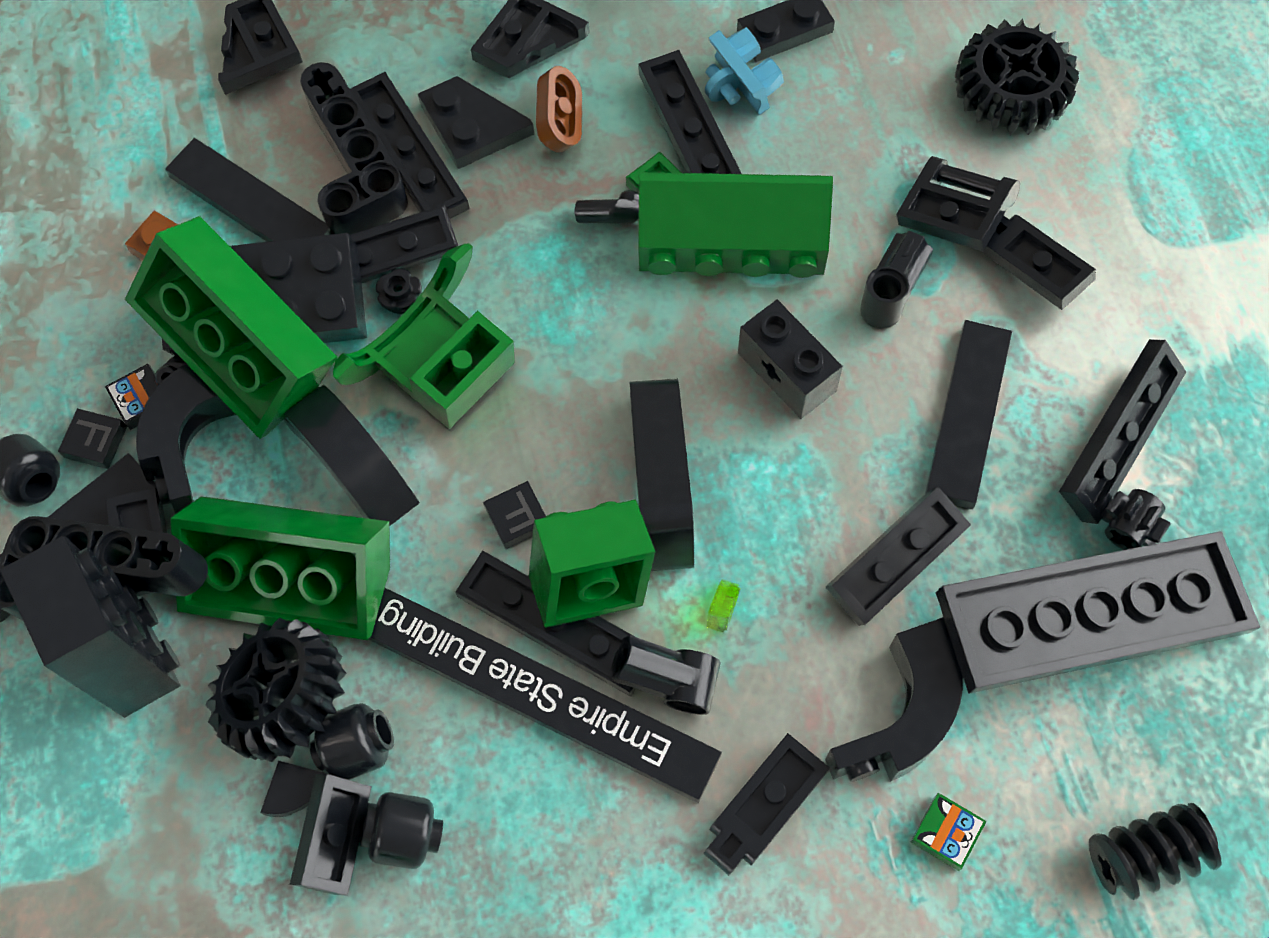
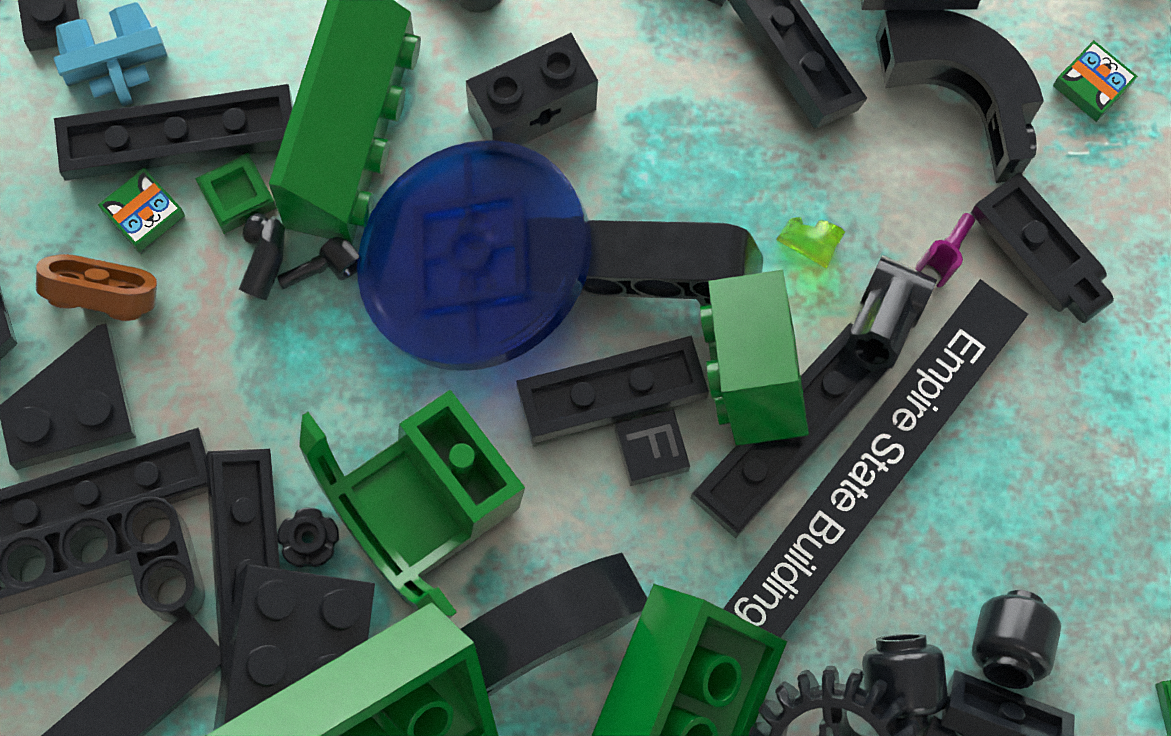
camera: 85 degrees left, 5 degrees up
(549, 459) = (612, 389): none -> black plate
(621, 261) = (334, 254): none -> black hand
(627, 126) = (141, 210): none -> tile
(639, 345) = (474, 255): none -> clear blue plate
(741, 719) = (945, 253): none -> magenta hand

